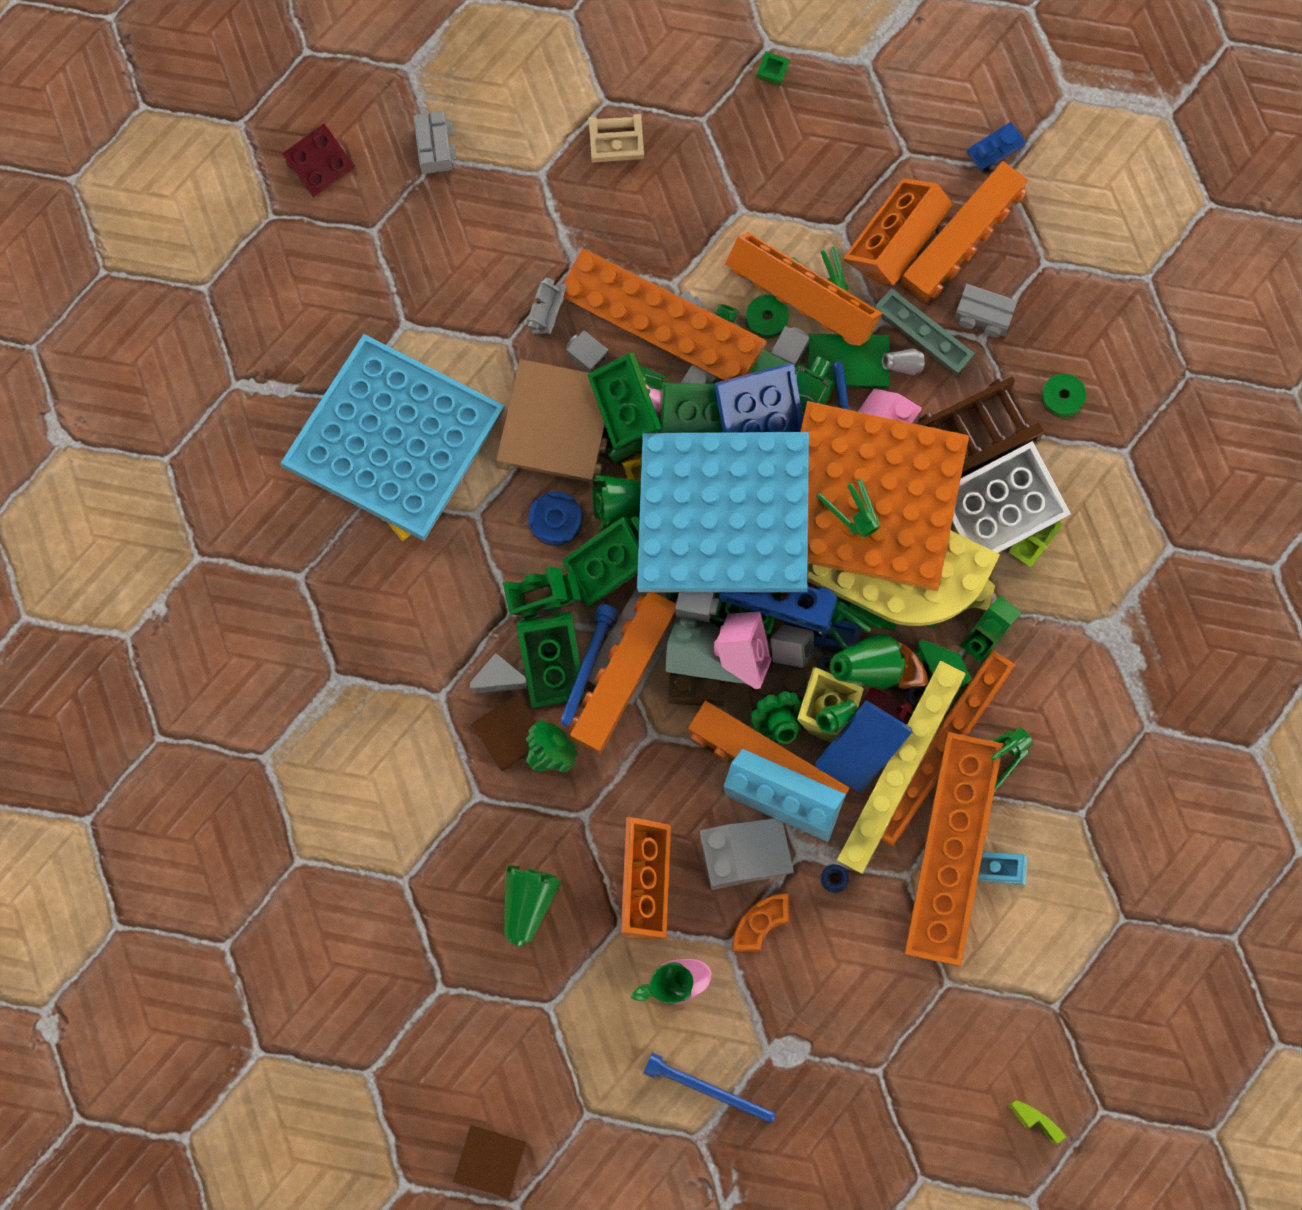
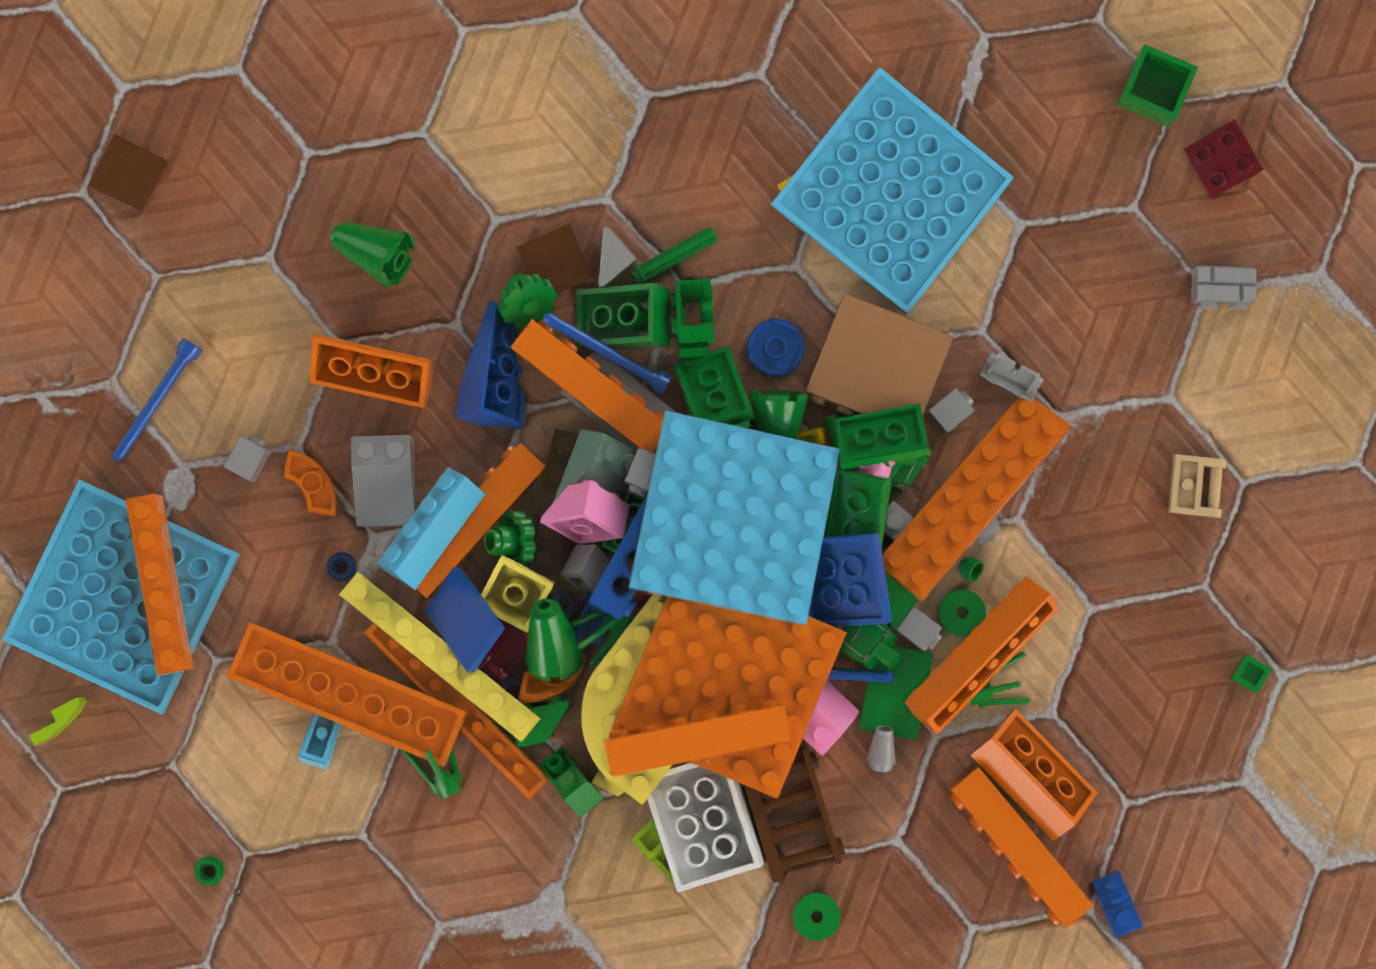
camera: 95 degrees right, 10 degrees up
(261, 224) = (1156, 85): none -> green piece
(485, 623) = (674, 255): none -> green axle
(634, 770) = (491, 380): none -> blue wedge
(675, 982) = (262, 382): green hair -> none
(748, 986) = (248, 458): none -> light grey brick
(834, 717) = (496, 595): green cone -> none
(864, 521) = (694, 663): green plant -> none
(888, 1042) = (159, 584): none -> orange brick
(905, 1085) = (89, 604): none -> medium azure plate
(924, 332) = (913, 778): sand green plate -> none
(932, 508) = (696, 739): none -> orange brick
(985, 311) = (925, 850): light grey brick -> none
(1152, 943) = (200, 872): none -> green plate

